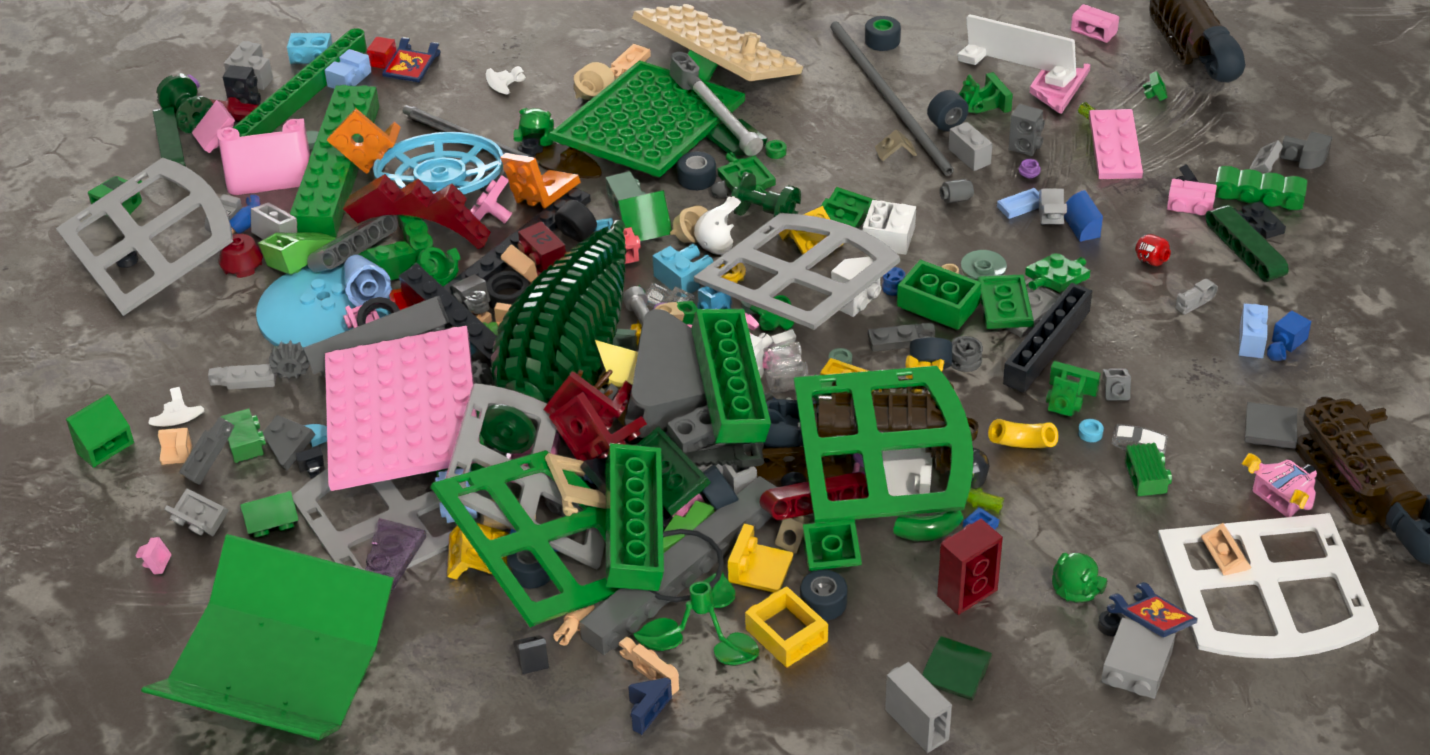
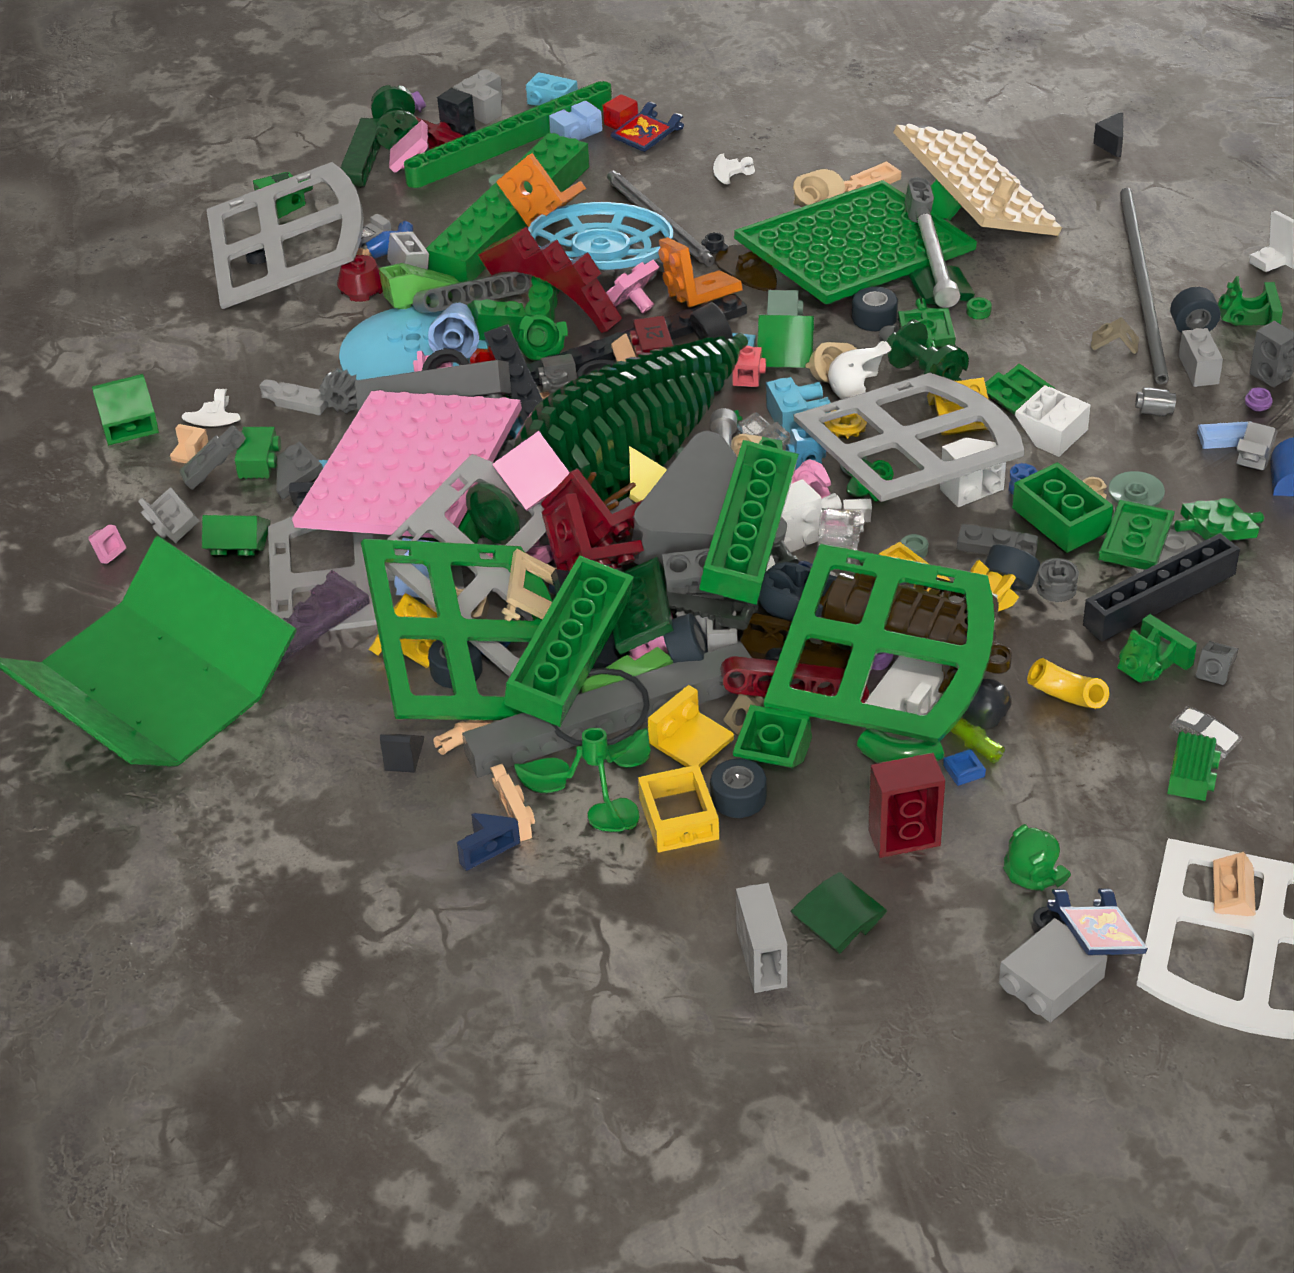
camera: 25 degrees right, 0 degrees up
(264, 160) = (435, 189): bright pink windscreen -> none
(530, 383) = (531, 470): none -> bright pink tile
(534, 121) = (727, 216): green helmet -> none
(882, 33) = (1174, 212): black wheel -> none
(1090, 430) = (1155, 705): medium azure tile -> none

